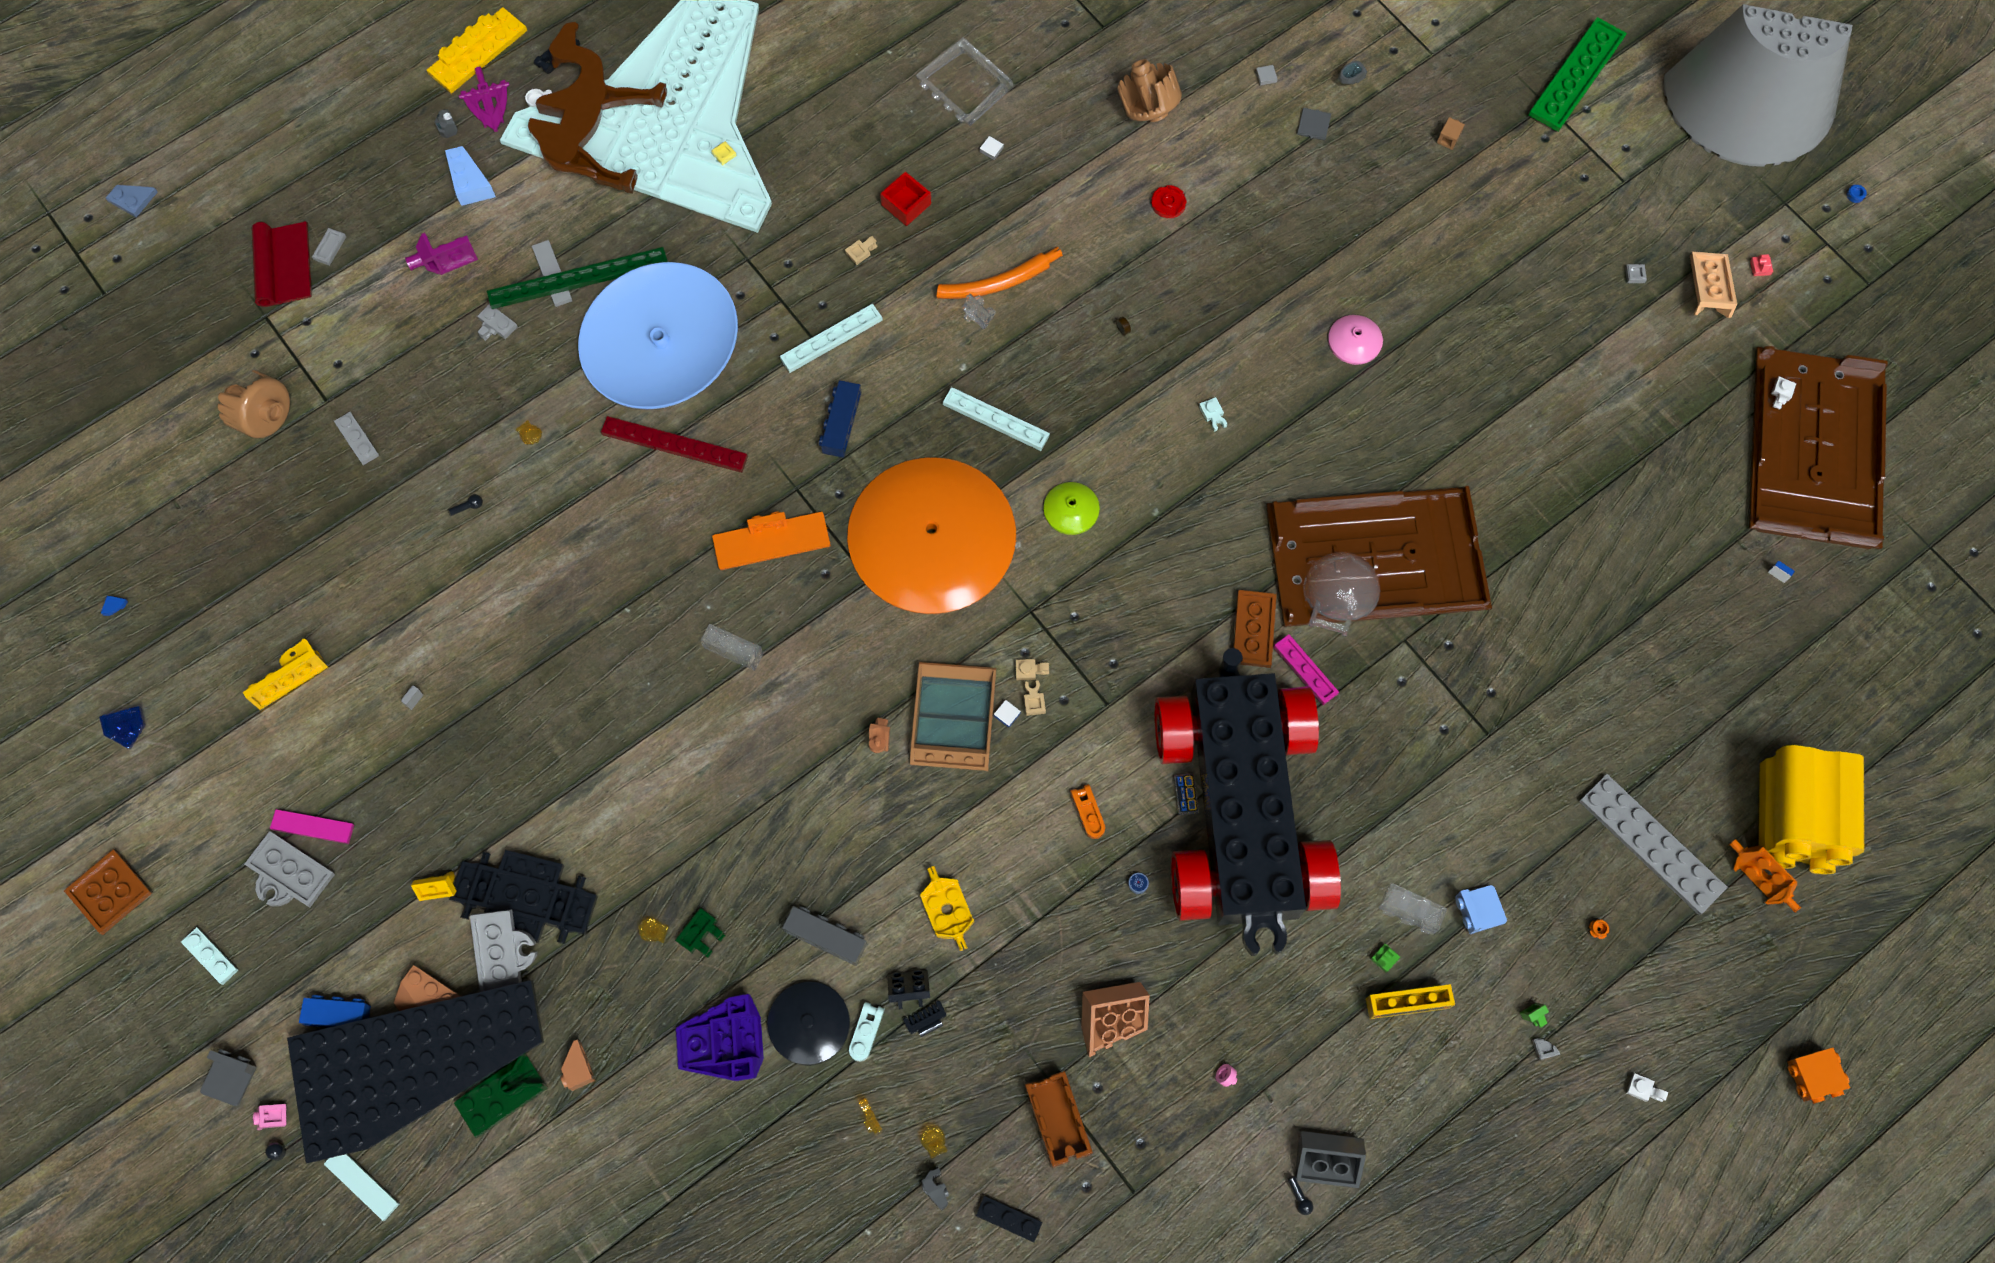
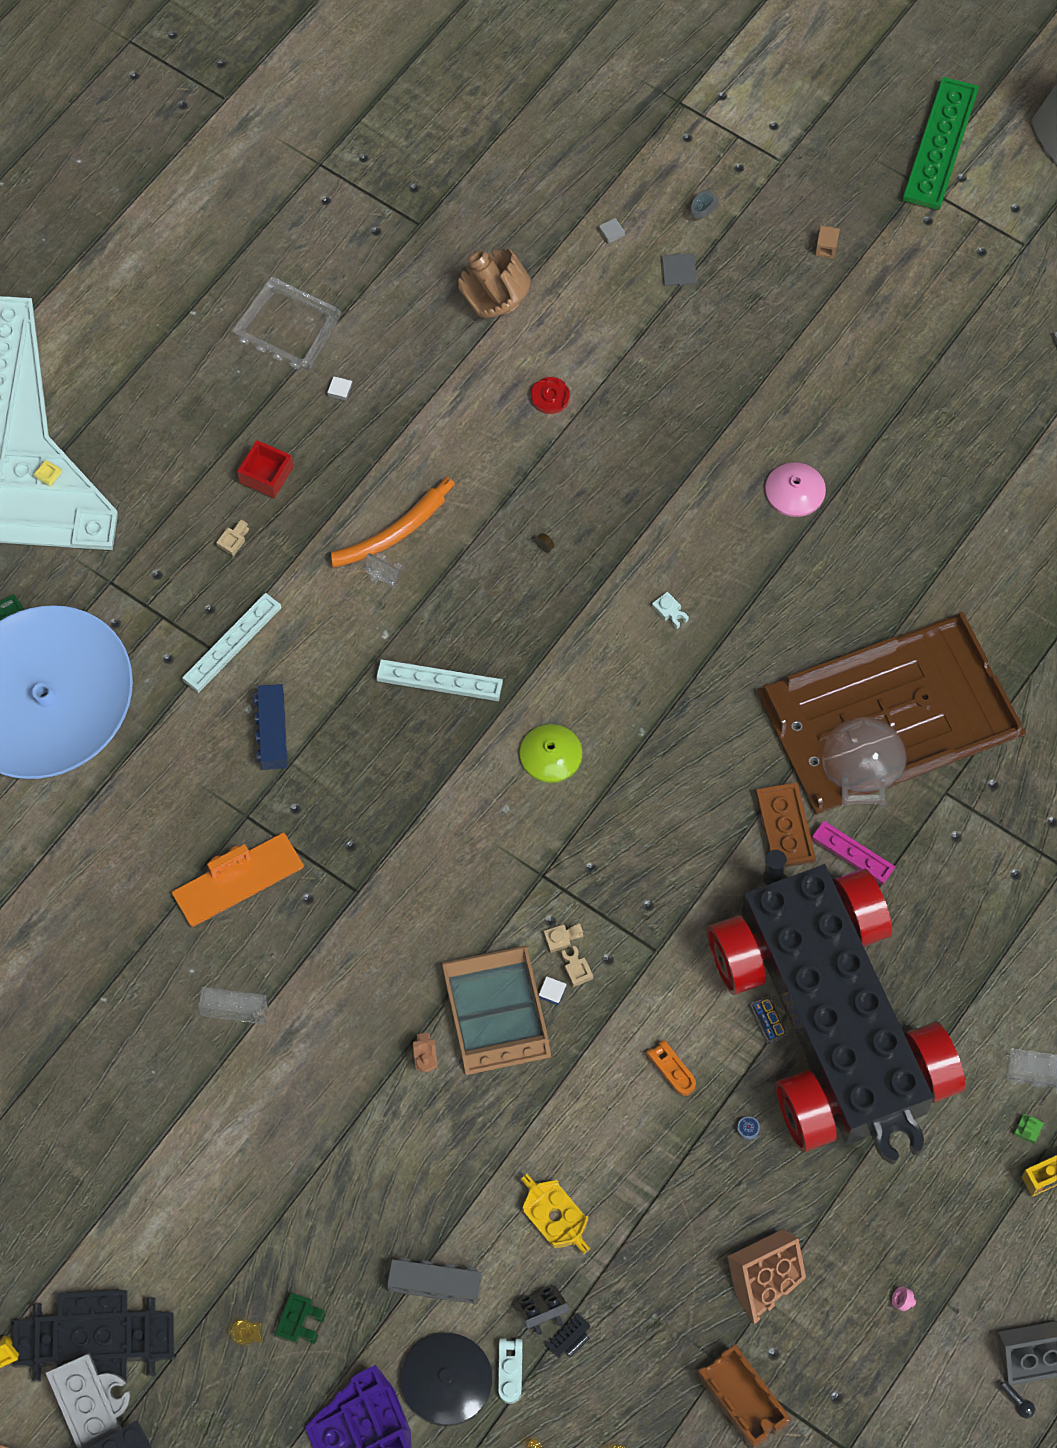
camera: 15 degrees left, 5 degrees down
(674, 444) = (96, 805): dark red plate -> none
(936, 569) = (418, 862): orange dish -> none

